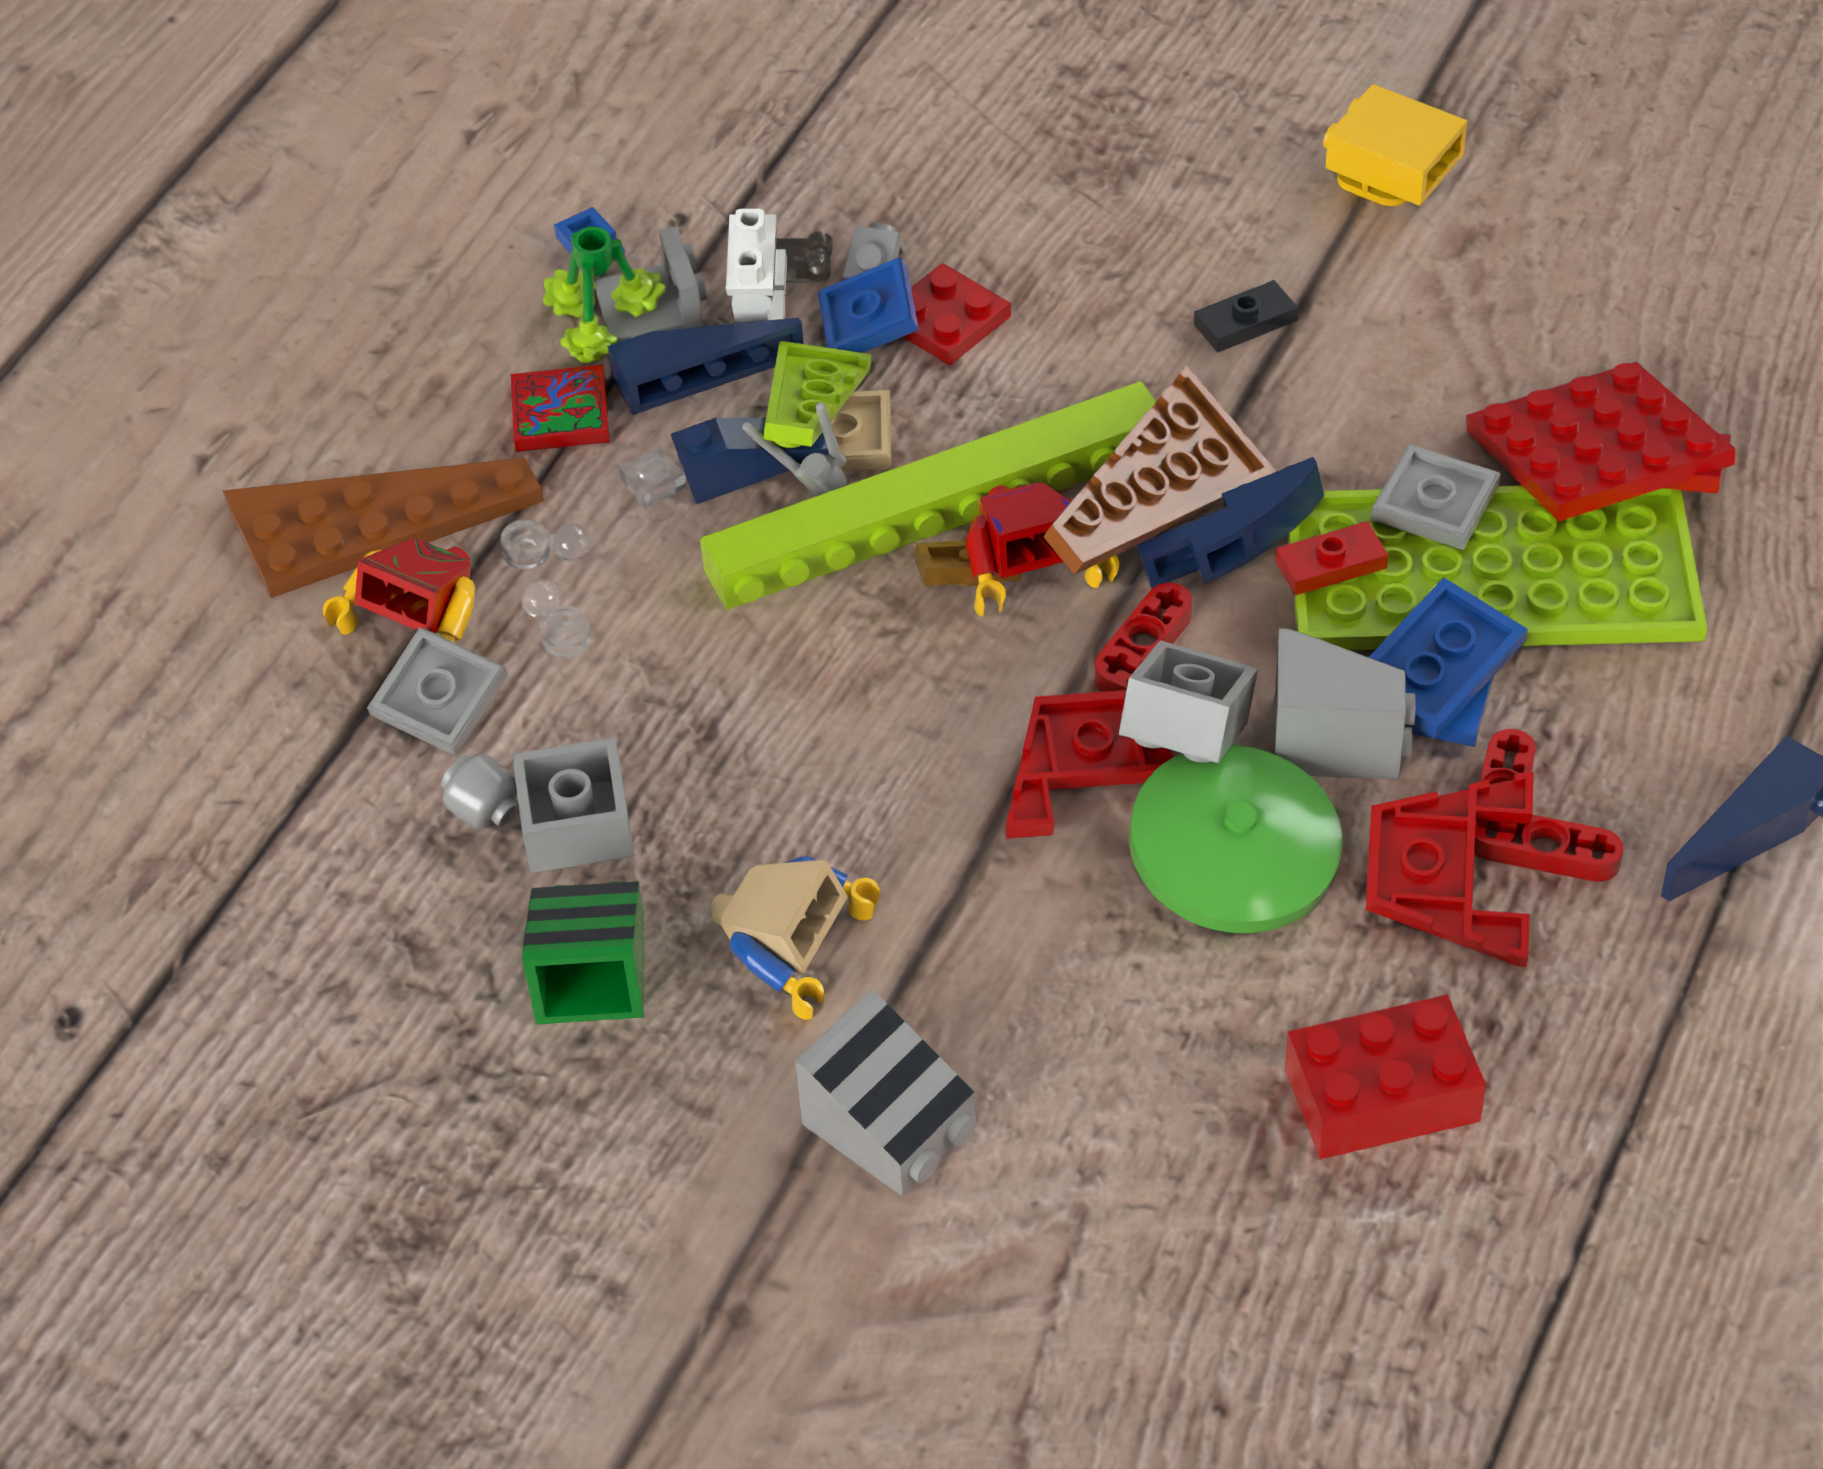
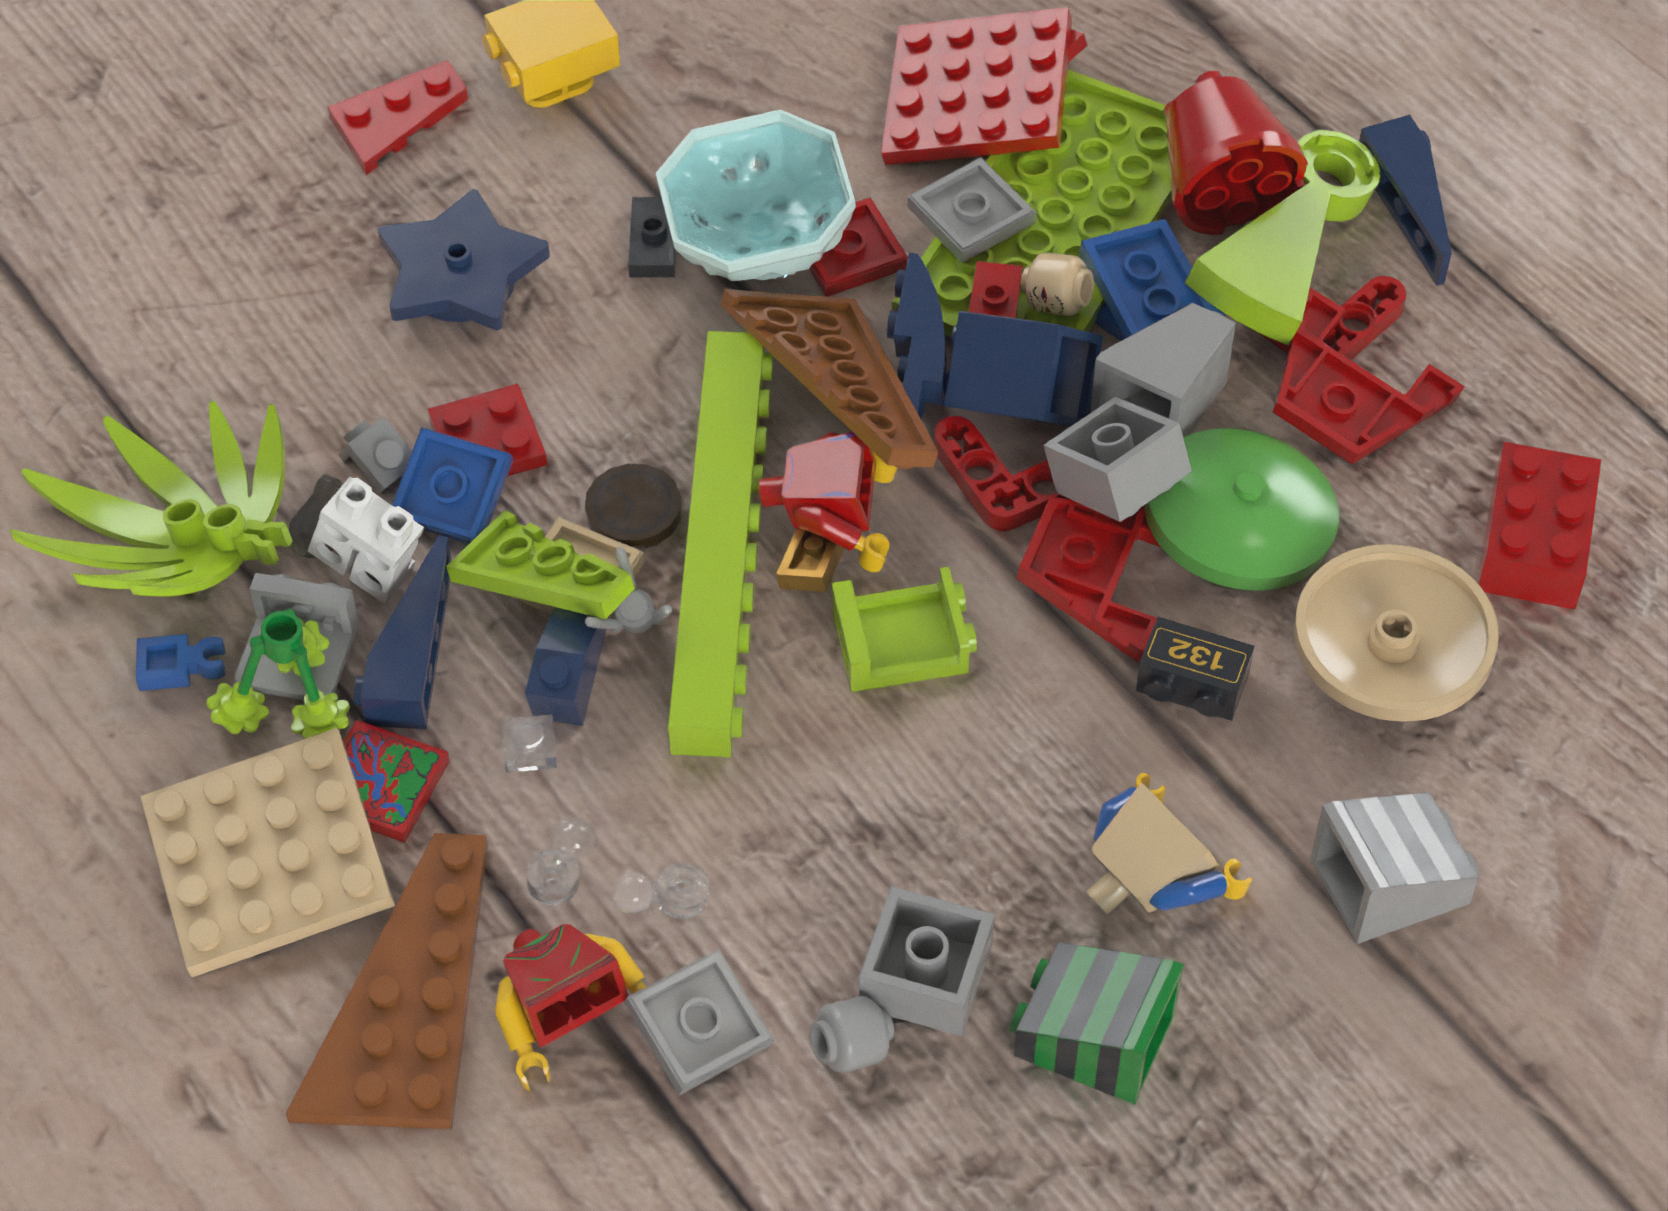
camera: 65 degrees left, 5 degrees up
(449, 372) = (265, 852): none -> tan plate
(714, 190) = (190, 541): none -> lime plant
(919, 654) = (903, 633): none -> lime panel
(934, 425) = (634, 505): none -> dark brown tile
(1018, 875) = (1194, 668): none -> black brick
(1106, 208) = (459, 264): none -> dark blue plate
(1158, 1004) = (1395, 632): none -> tan dish
(1245, 97) = (394, 111): none -> wing
(1251, 592) = (1021, 369): none -> dark blue slope
(1304, 337) = (756, 196): none -> clear light blue rock
(1345, 443) = (862, 255): none -> red tile
(1380, 584) = (1057, 284): none -> tan head
(1528, 724) = (1268, 265): none -> lime piece
(1638, 635) = (1228, 154): none -> red cone

